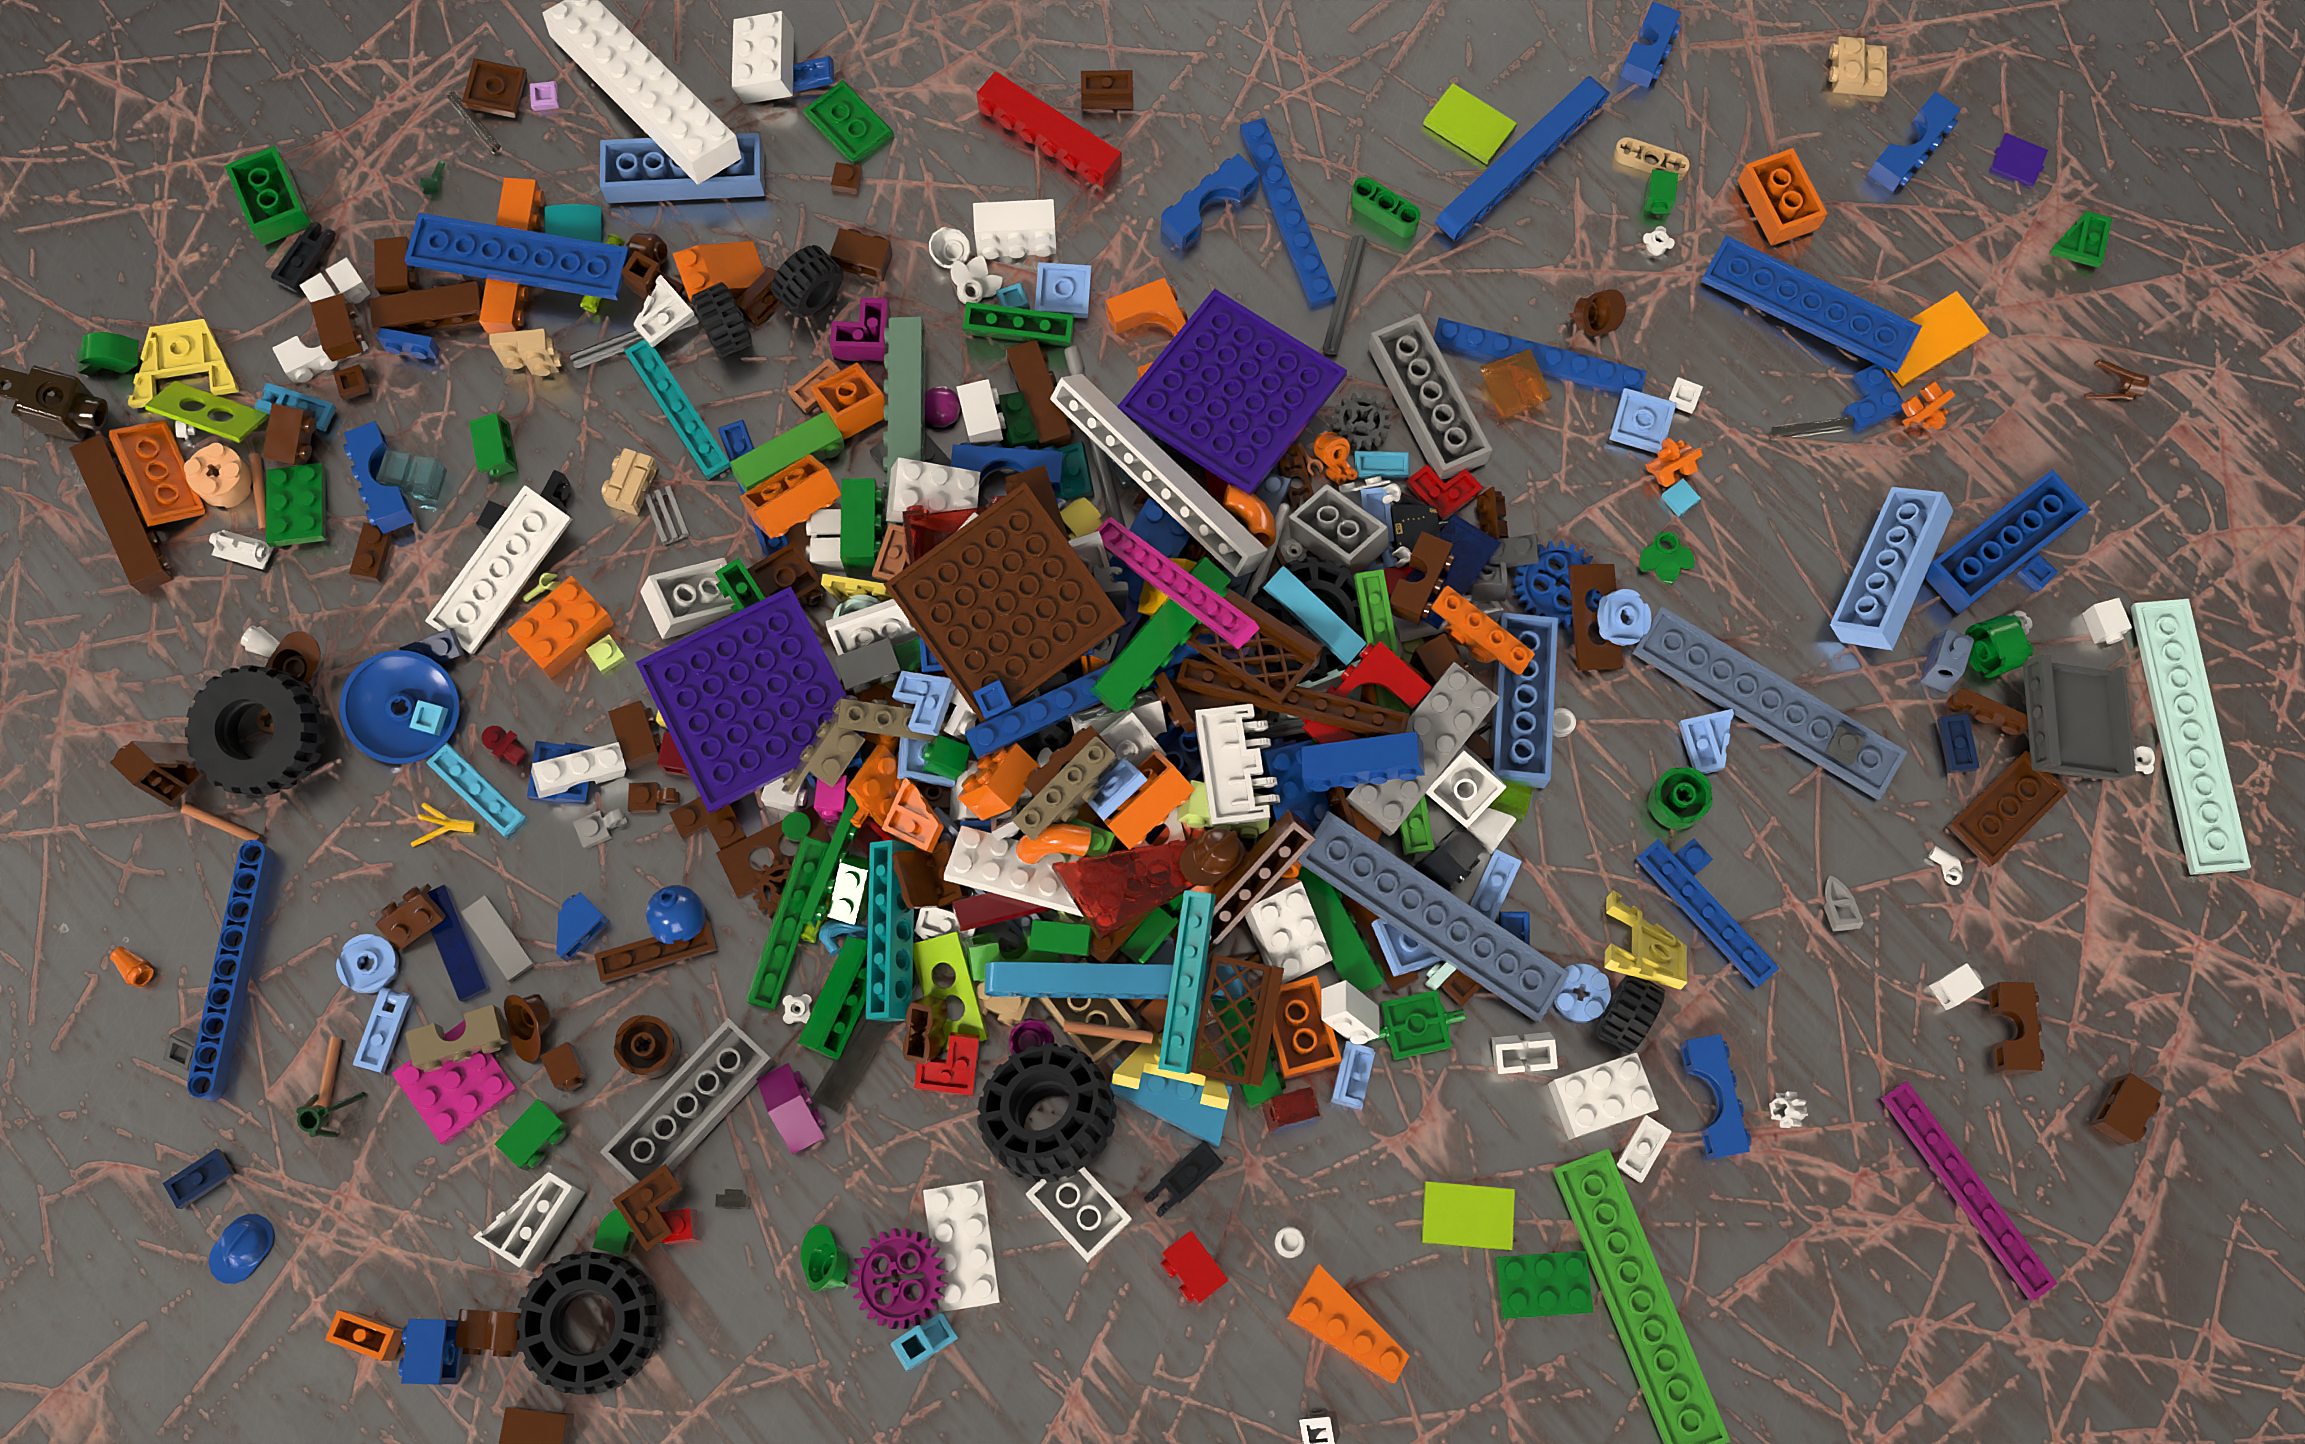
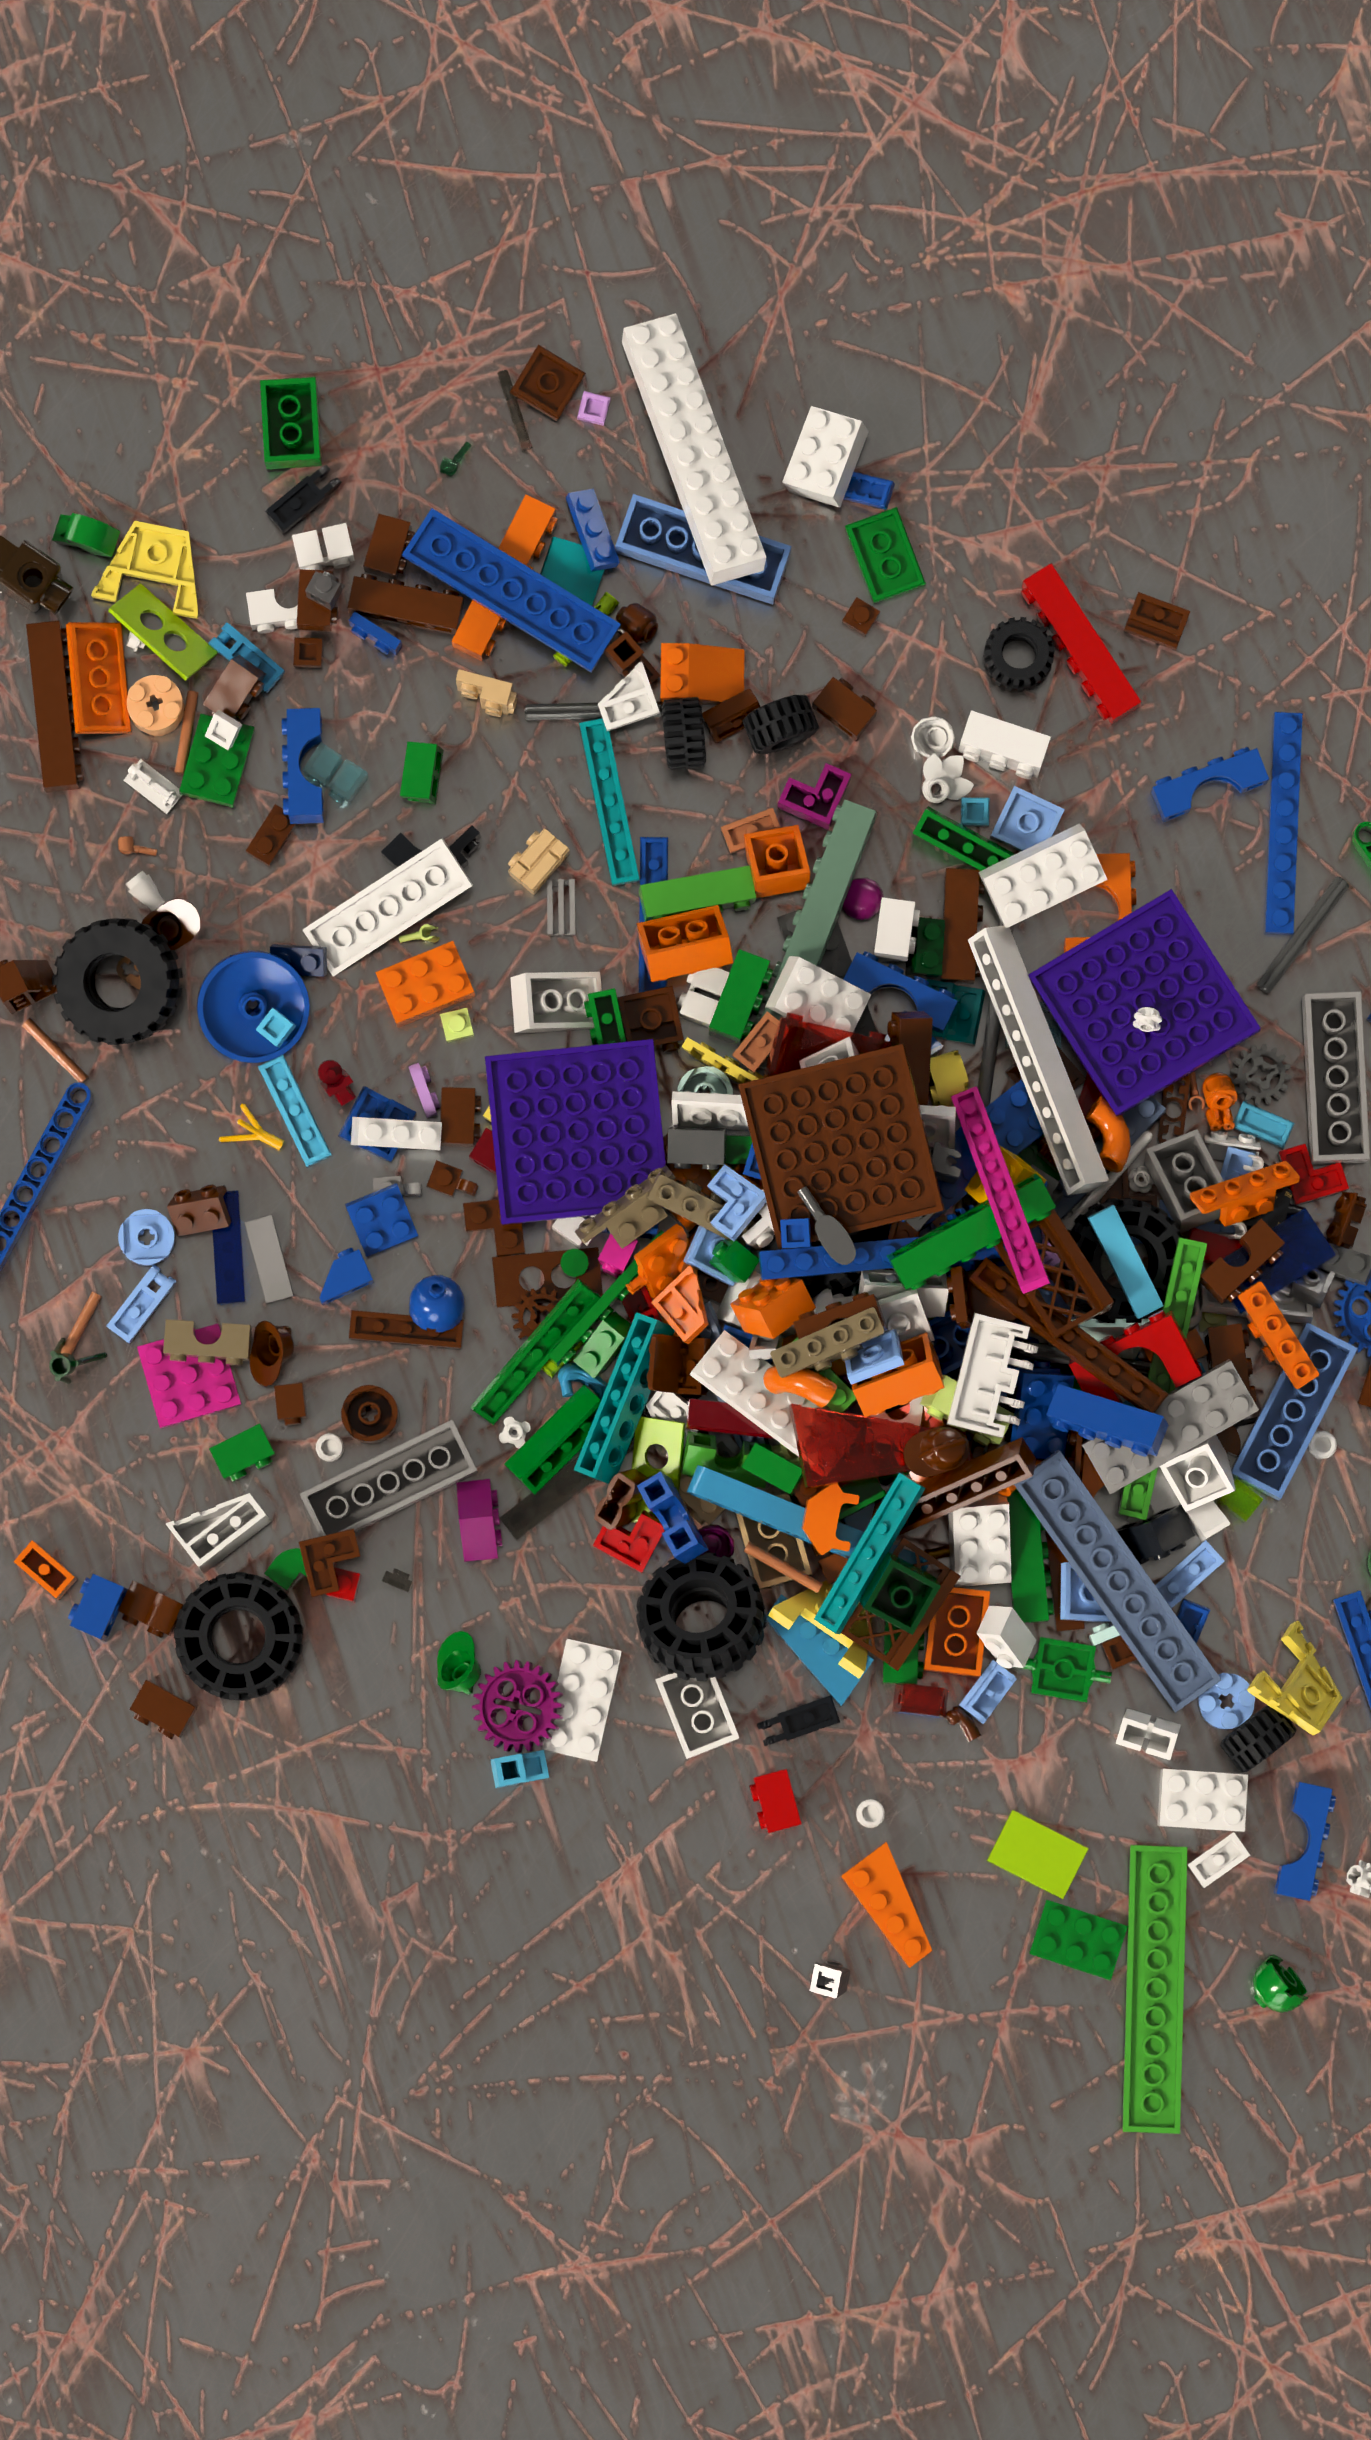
camera: 25 degrees right, 10 degrees up
(235, 613) = (126, 846): none -> nougat hand
(288, 470) = (223, 730): none -> white plate
(335, 301) = (324, 589): none -> flat silver brick
(577, 189) = (592, 530): none -> blue plate
(586, 713) = (428, 1100): none -> lavender plate
(594, 857) = (381, 1219): none -> blue plate
(620, 1096) = (330, 1447): none -> white tile
(986, 1028) = (680, 1530): none -> blue arch
(997, 136) = (1018, 631): none -> black tyre
(1025, 684) = (829, 1231): none -> dark grey piece
(1095, 316) = (1043, 875): none -> white brick
(1127, 964) = (822, 1518): none -> orange piece
(1233, 1007) = (900, 1593): none -> dark green brick
(1242, 398) = (1147, 1019): none -> white plate
(1345, 1114) = (960, 1716): none -> reddish brown arm
(1397, 520) = (1246, 1194): none -> orange bracket
(1757, 1250) = (1278, 1987): none -> green cylinder

